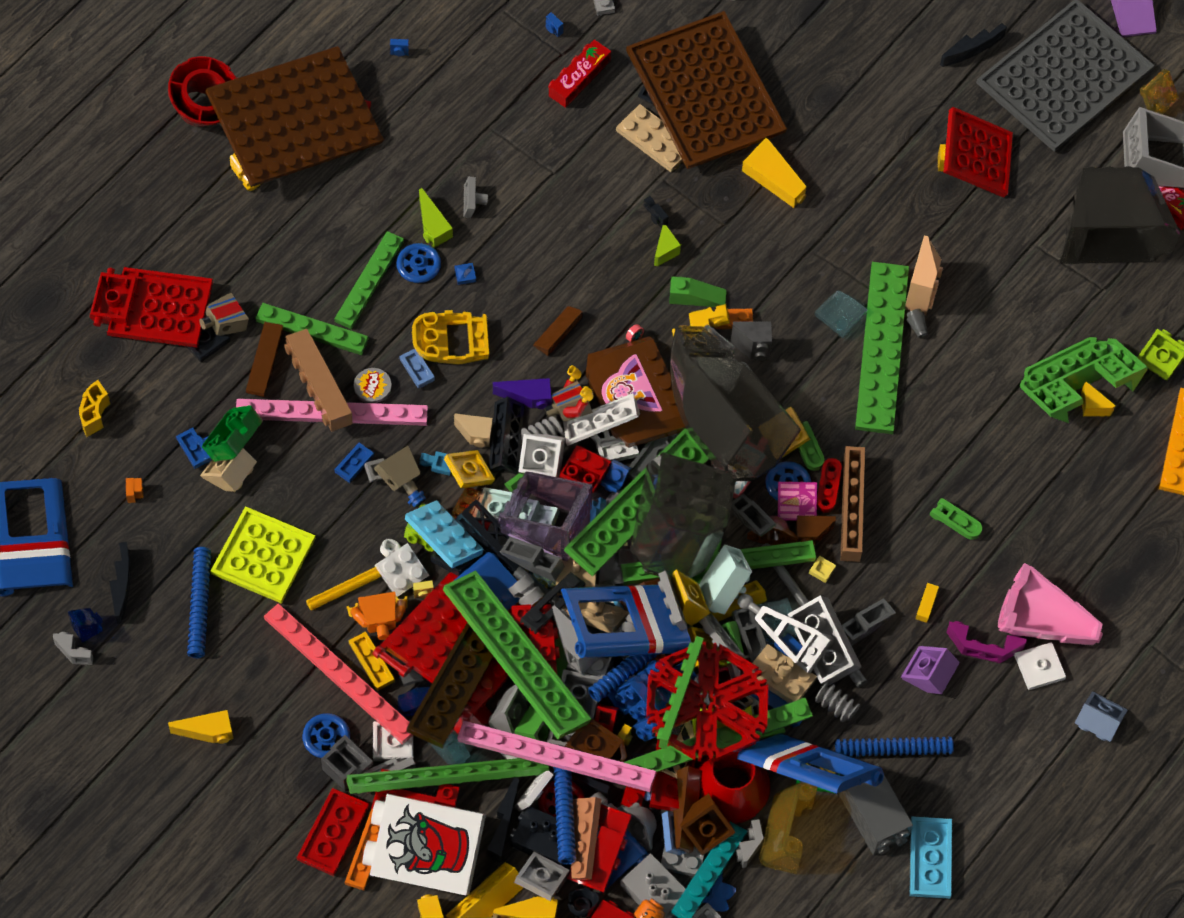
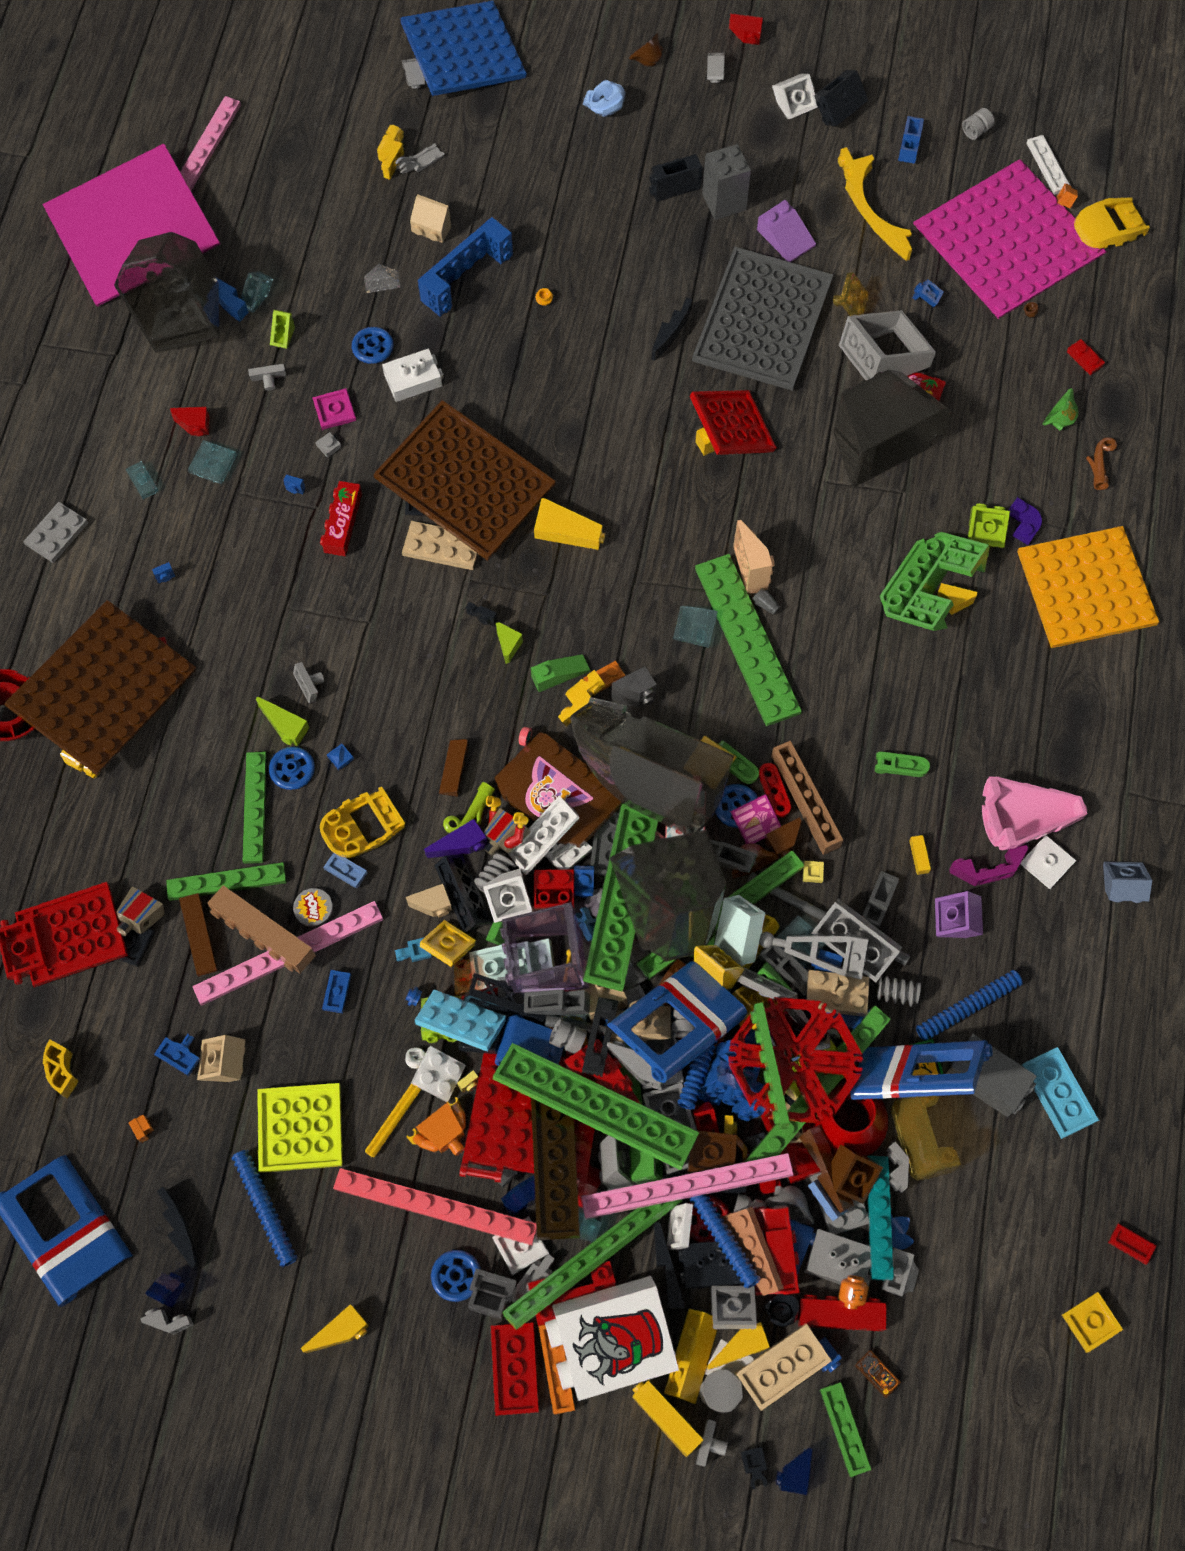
camera: 25 degrees left, 5 degrees up
(232, 433) = (204, 1032): green axle -> none
(372, 474) = (362, 988): light grey plate -> none
(374, 667) = (449, 1173): yellow plate -> none
(399, 470) = (384, 978): dark tan torso -> none
(556, 373) = (475, 810): none -> lime plant
(671, 601) = (708, 978): light grey plate -> none

